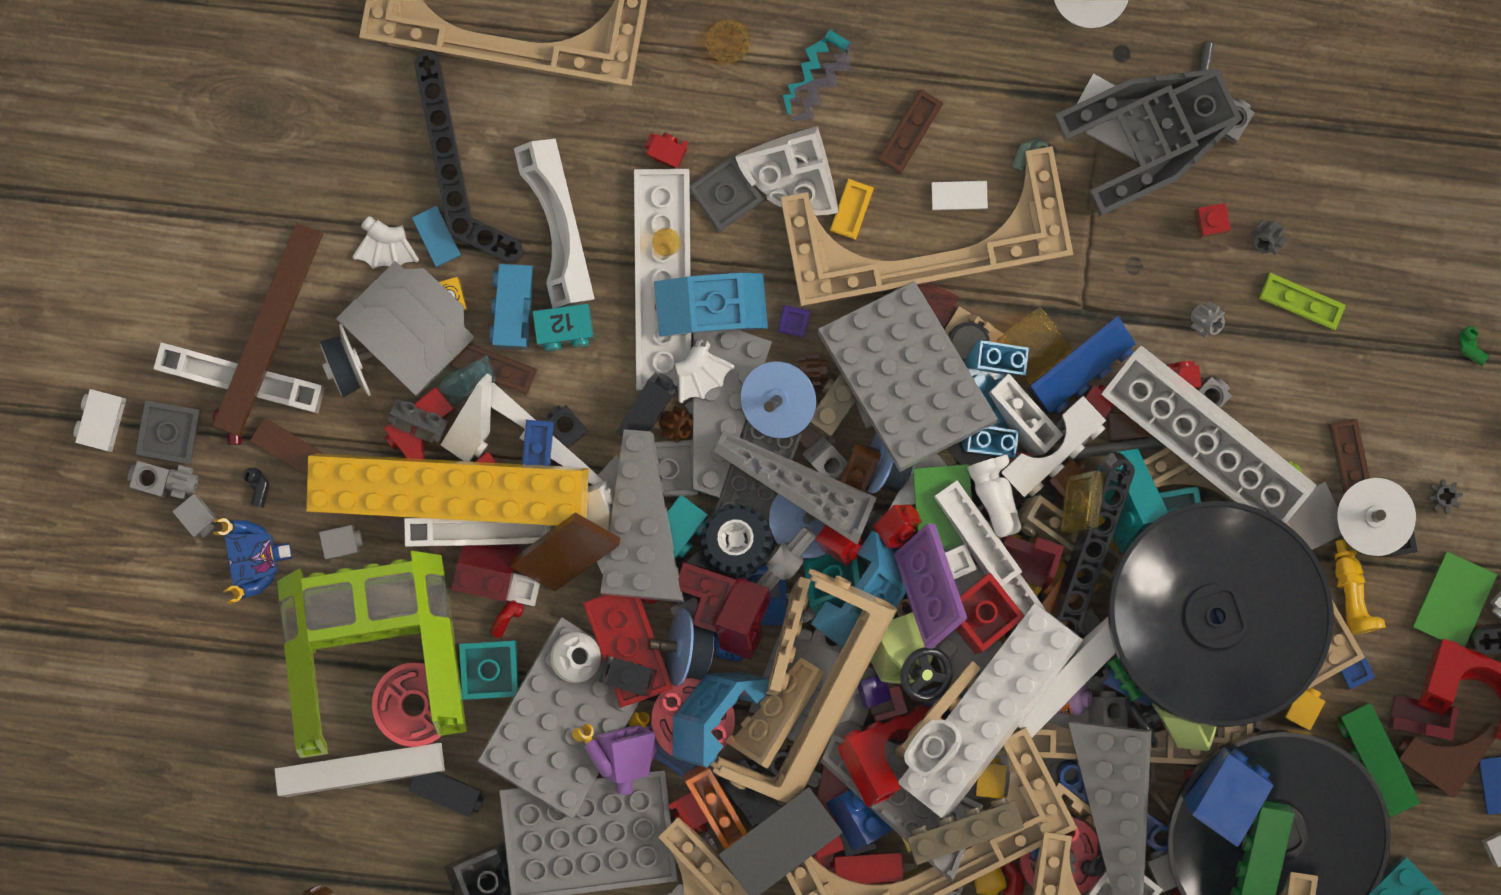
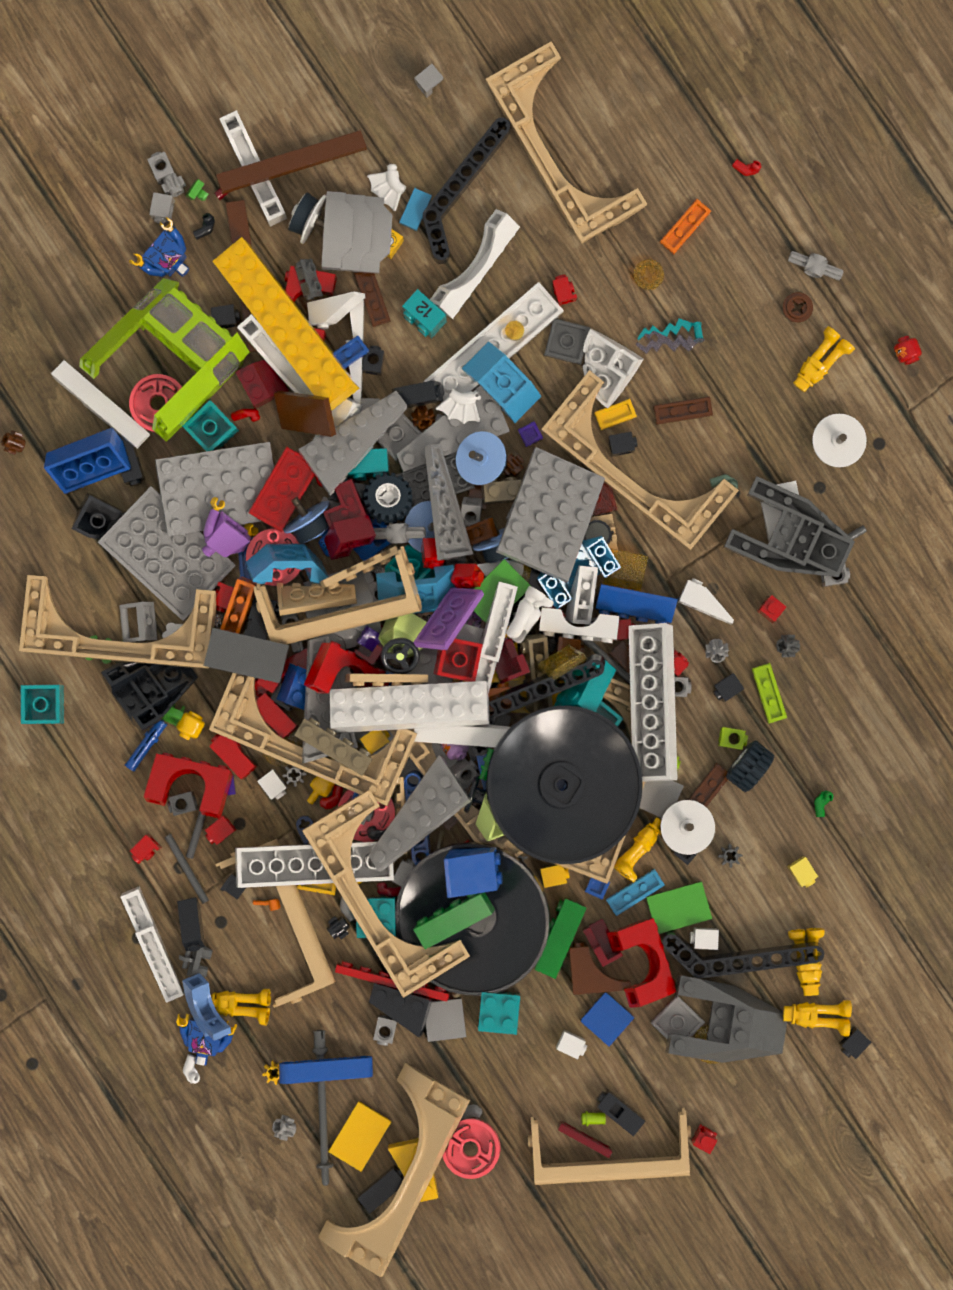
camera: 50 degrees right, 0 degrees up
(99, 420) = (170, 115): white brick -> none
(168, 432) = (193, 156): dark grey plate -> none
(208, 462) = (196, 191): none -> bright green tile
(305, 100) = (428, 80): none -> light grey panel
(341, 542) = (212, 294): light grey brick -> none
(378, 547) = (226, 316): none -> black brick
(410, 837) = (87, 460): none -> blue slope
(462, 382) = (348, 285): clear light blue hinge -> none
(512, 307) = (410, 278): dark azure wedge -> none
(524, 590) = (268, 412): white tile -> none
(562, 660) = (244, 466): white piece -> none
(628, 676) = (267, 502): black torso -> none
(891, 229) = (622, 444): none -> black brick
(933, 747) = (363, 690): white piece -> none
(959, 195) = (670, 465): white tile -> none
(960, 561) = (475, 624): white tile -> none
(1137, 288) = (701, 599): none -> white slope
(1258, 342) = (727, 688): none -> black brick
(1307, 390) = (724, 738): none -> lime brick
(1367, 391) = (750, 766): none -> black wheel
(1397, 634) = (635, 892): none -> dark azure tile

